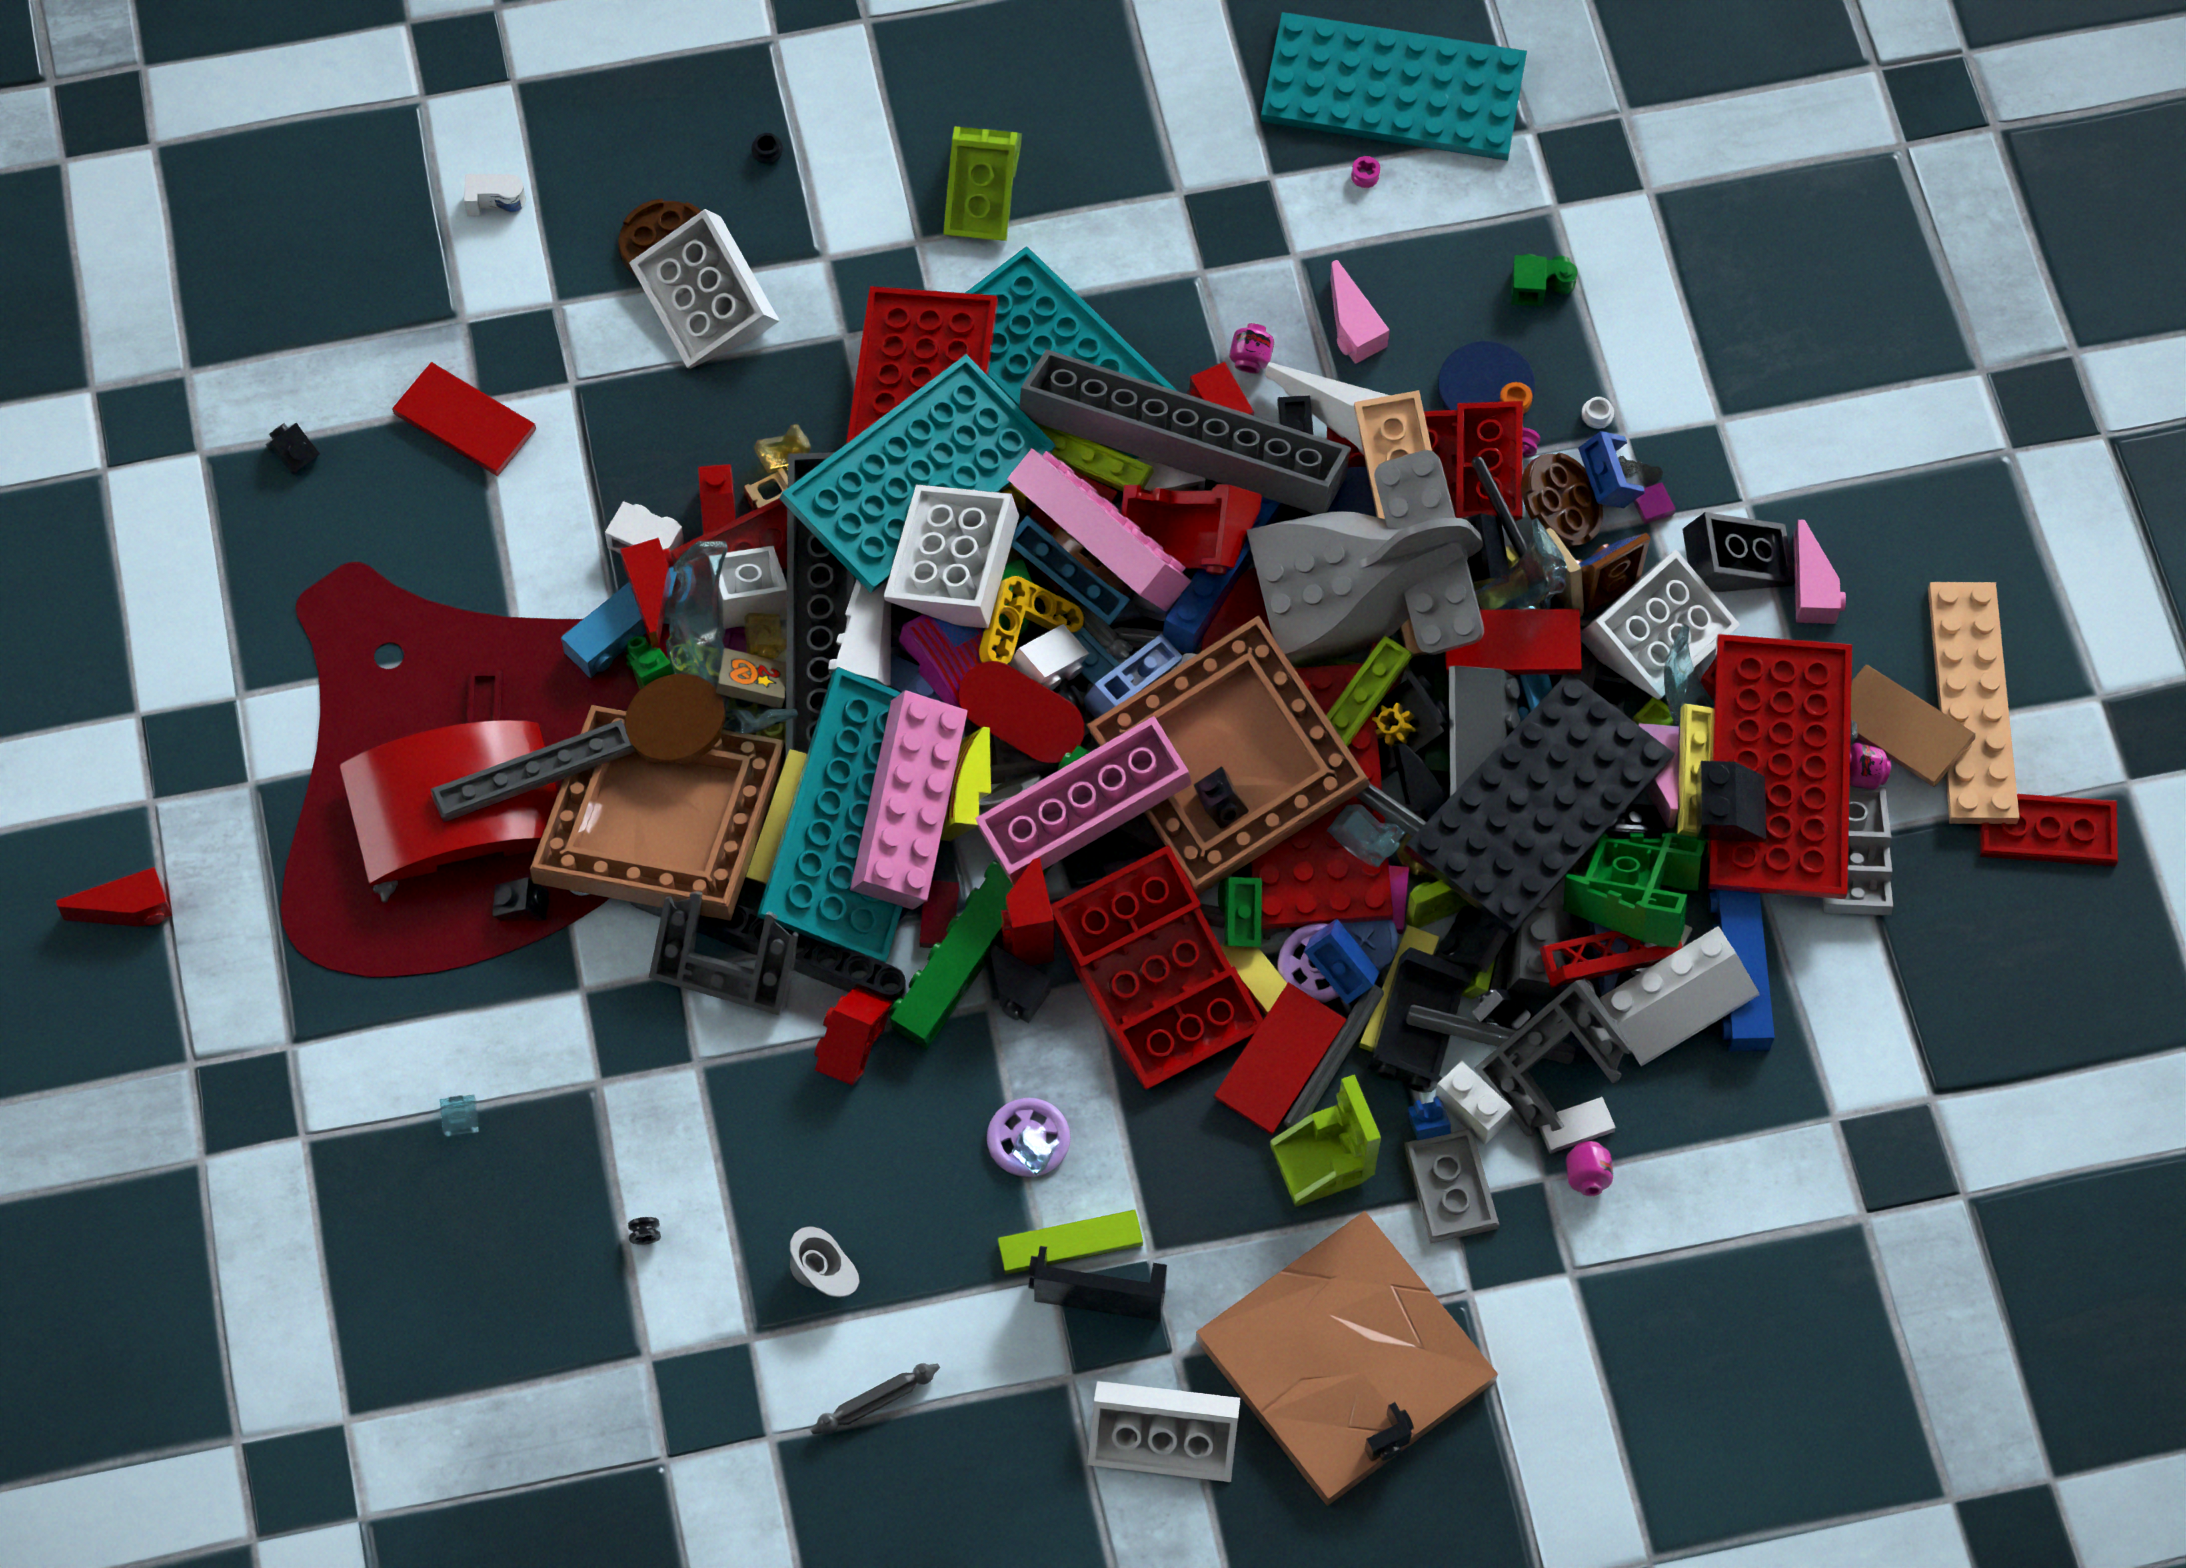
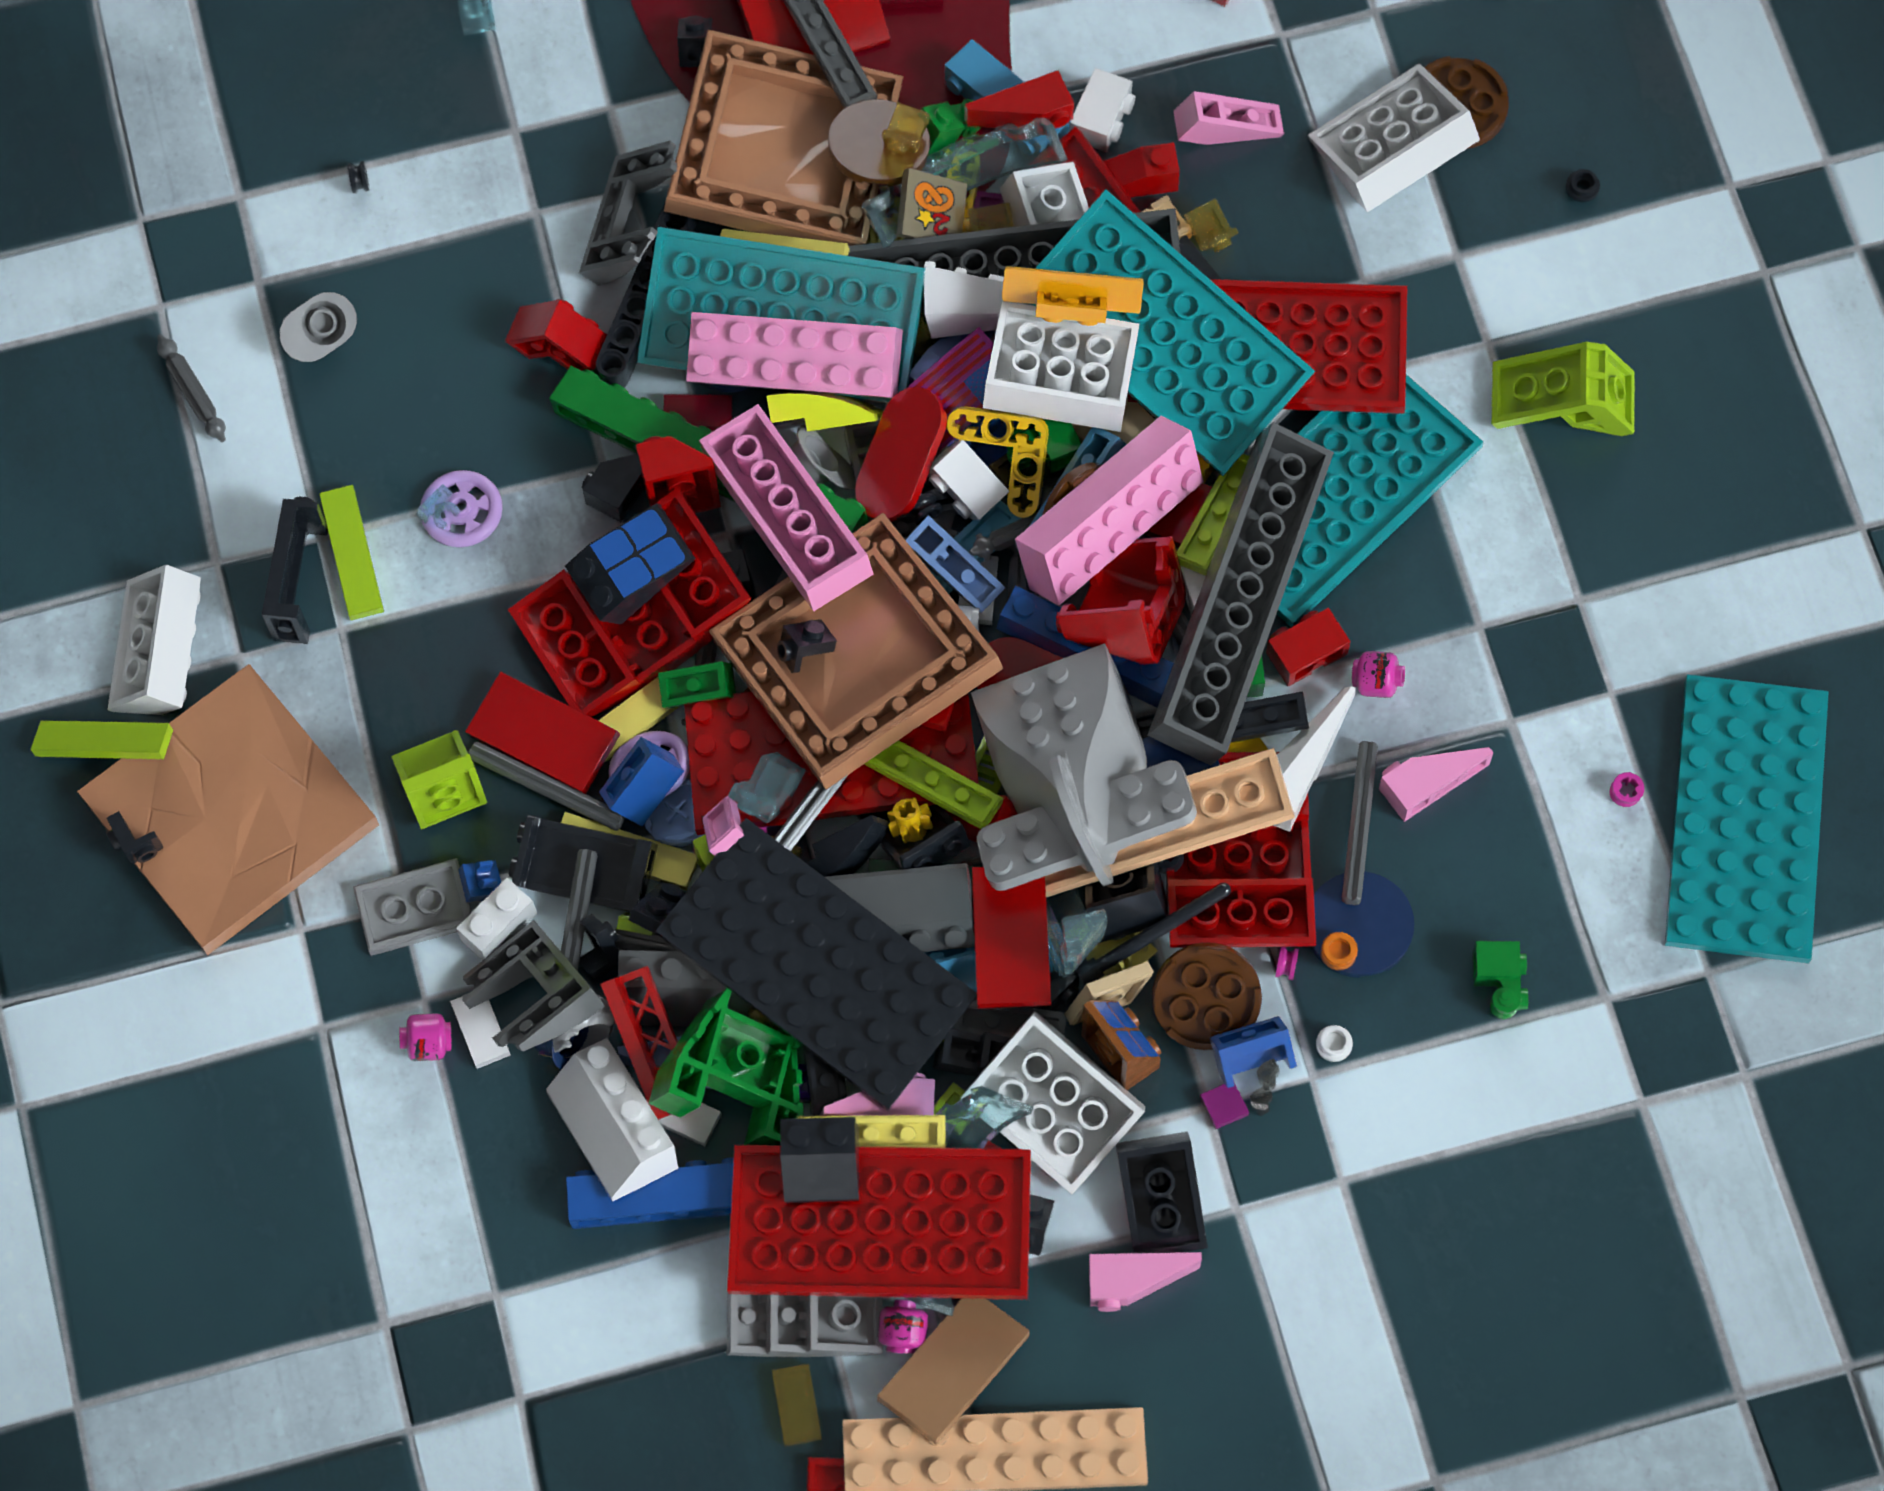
camera: 90 degrees right, 5 degrees up
(668, 431) = (1225, 119): none -> bright pink slope
(672, 686) = (905, 129): none -> clear yellow bracket
(890, 532) = (1072, 294): none -> light orange bracket
(1125, 952) = (630, 564): none -> slope
(1272, 1476) = (102, 739): none -> lime tile
(1394, 374) = (1359, 823): none -> dark grey axle
(1406, 873) = (722, 826): none -> bright pink tile
(1933, 861) = (797, 1404): none -> clear yellow tile

